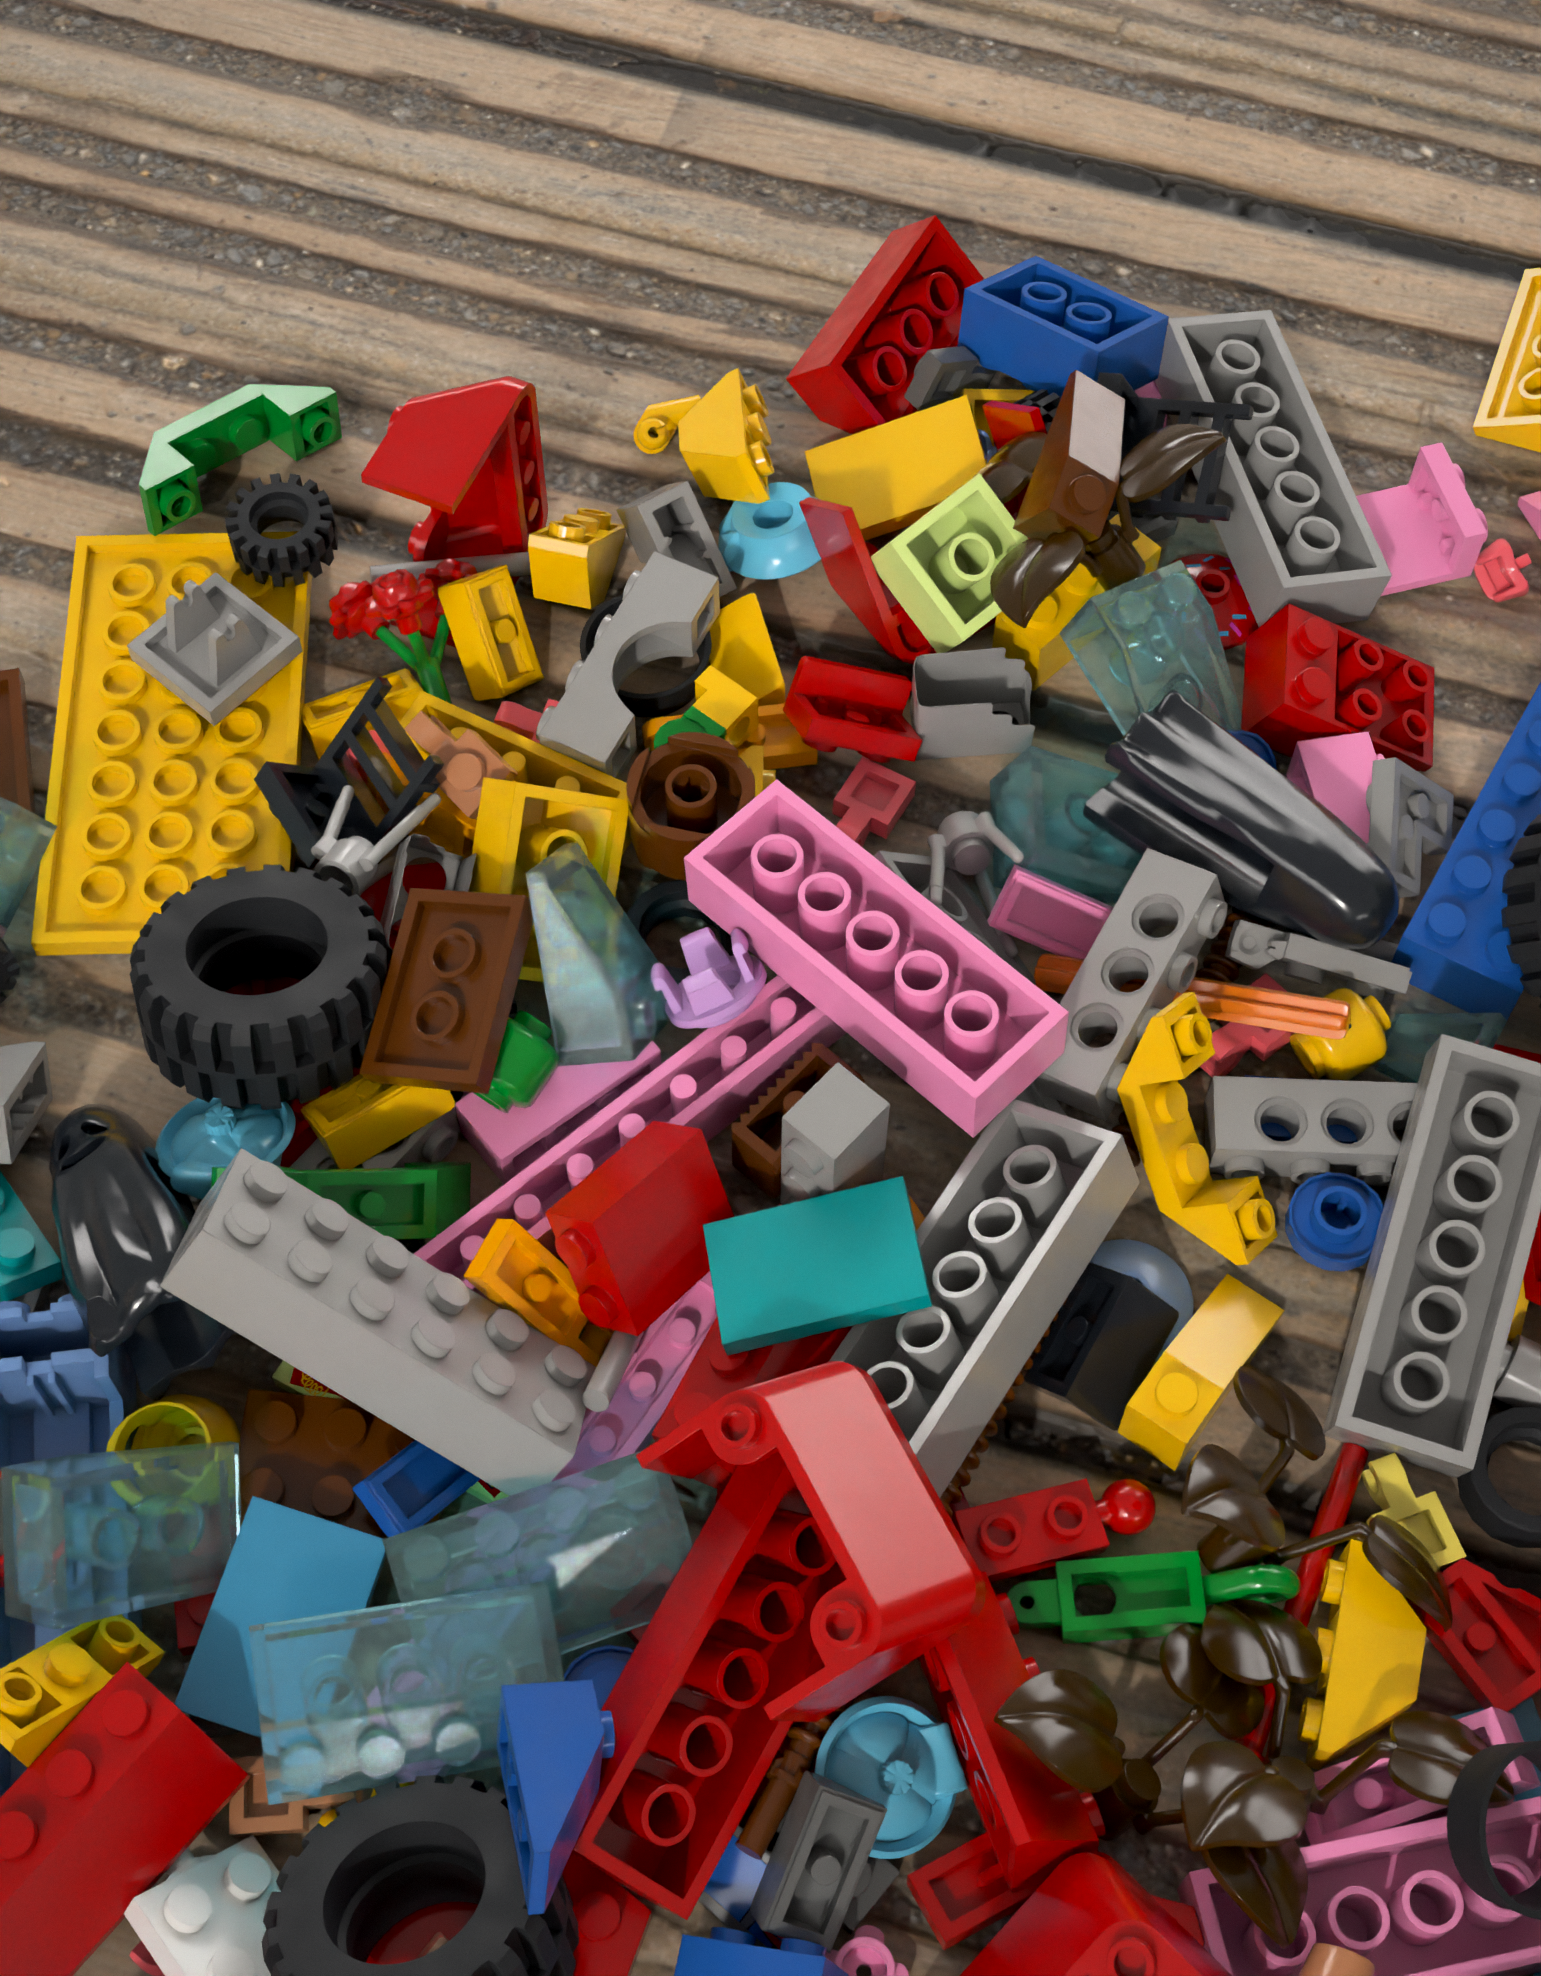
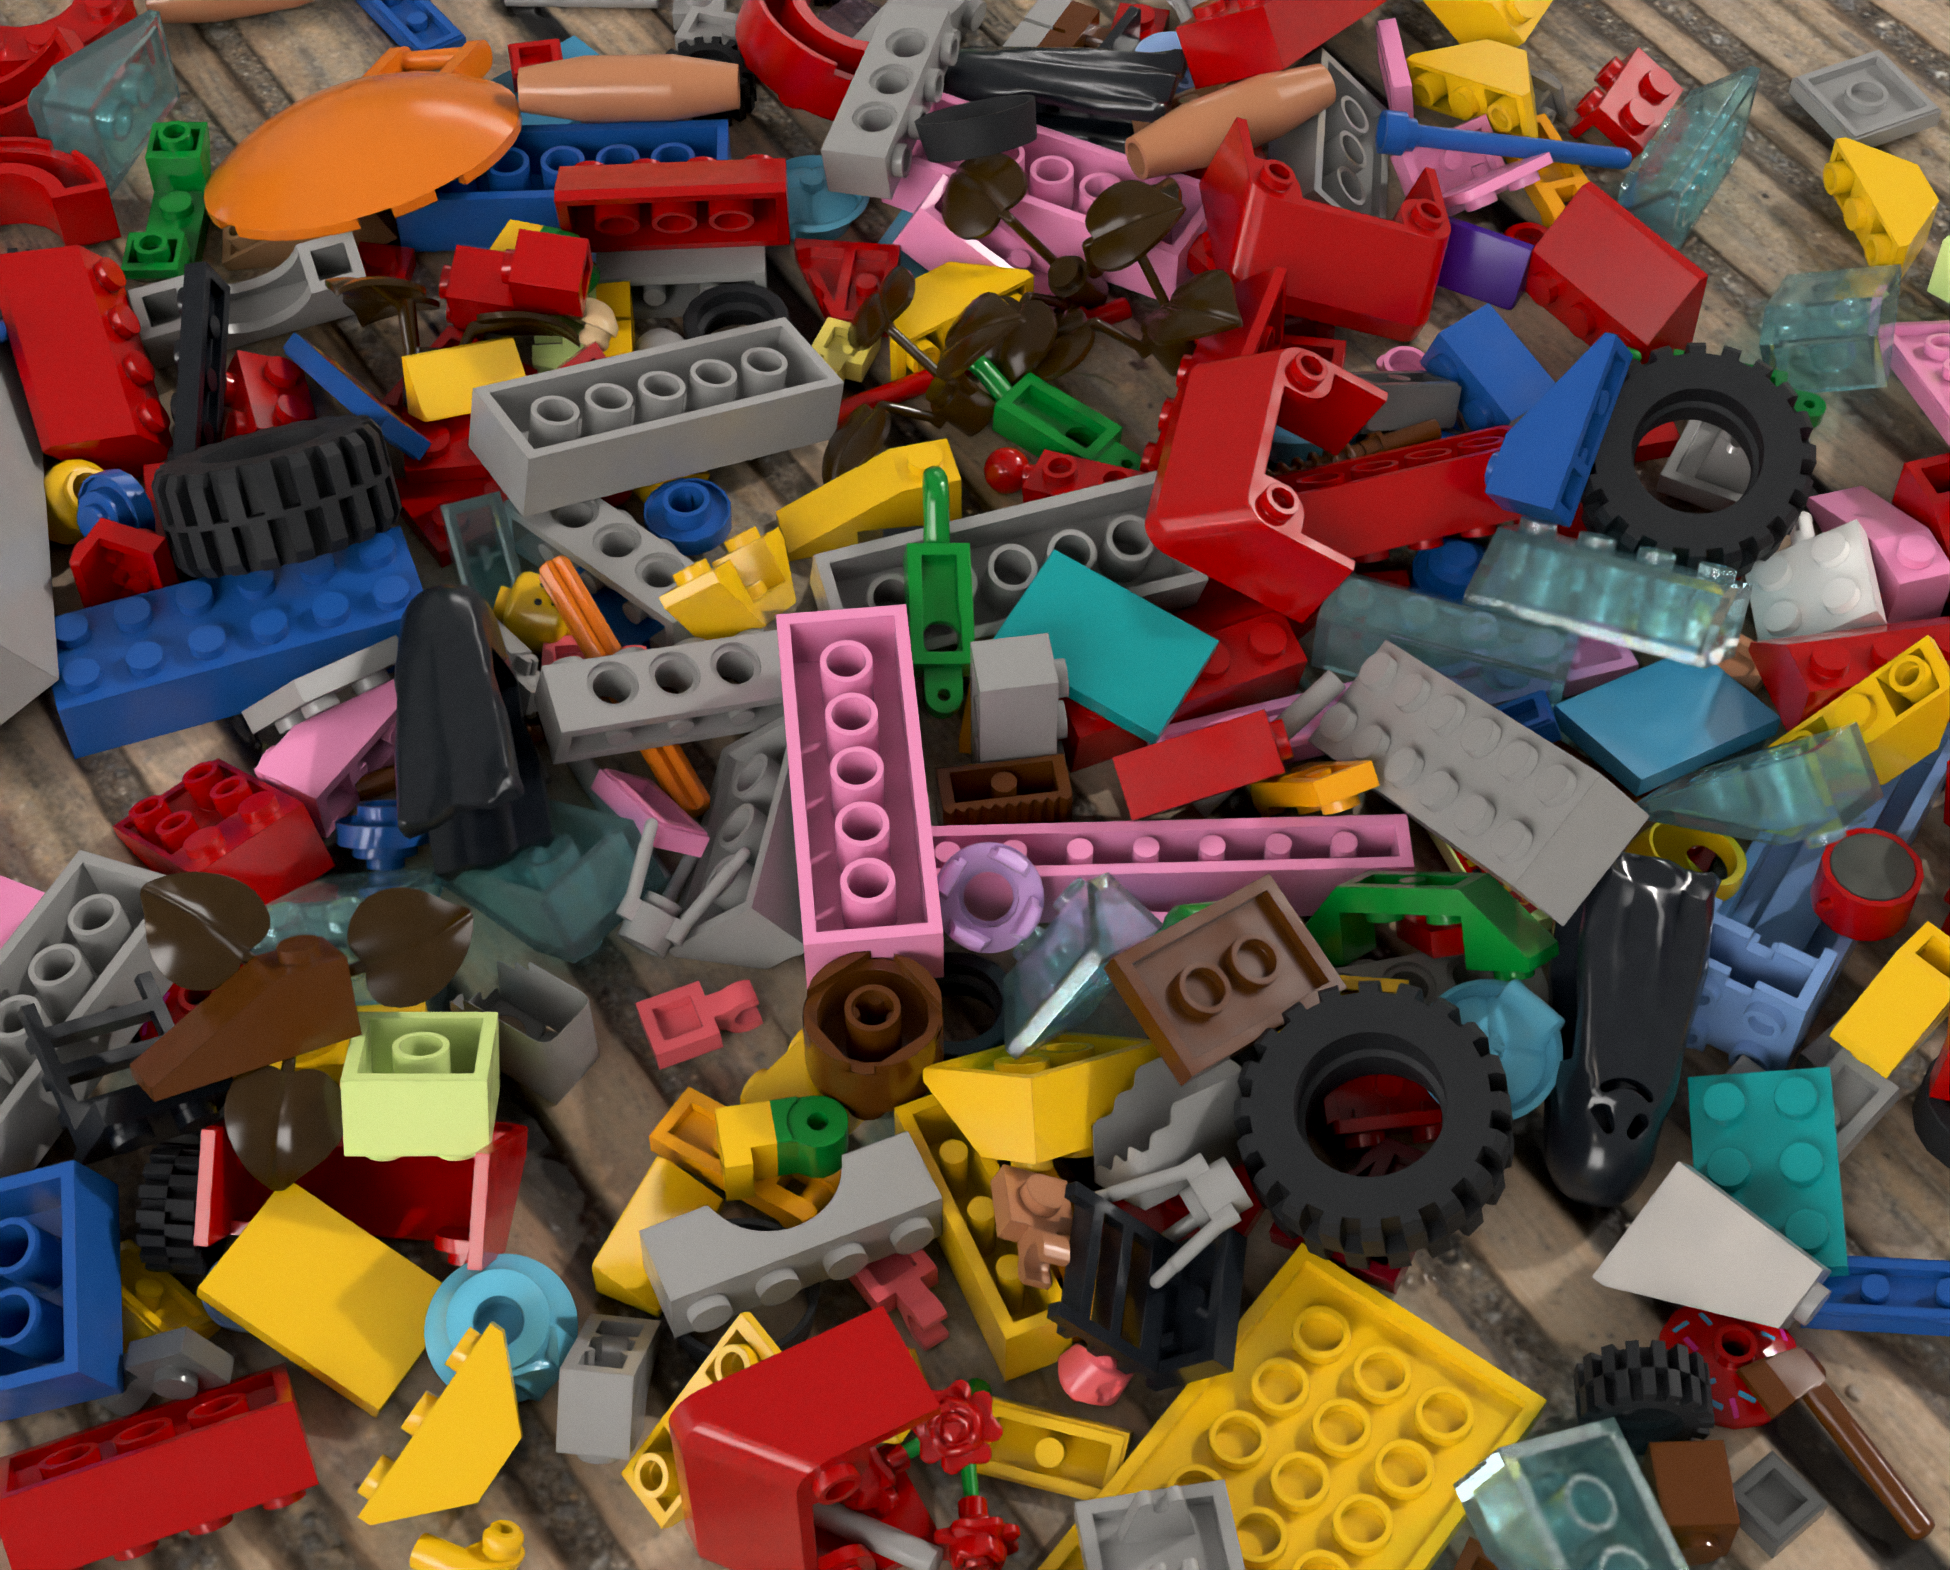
camera: 140 degrees left, 10 degrees down
(851, 710) = (639, 1072): red bracket -> none
(992, 1188) = (939, 593): none -> green piece

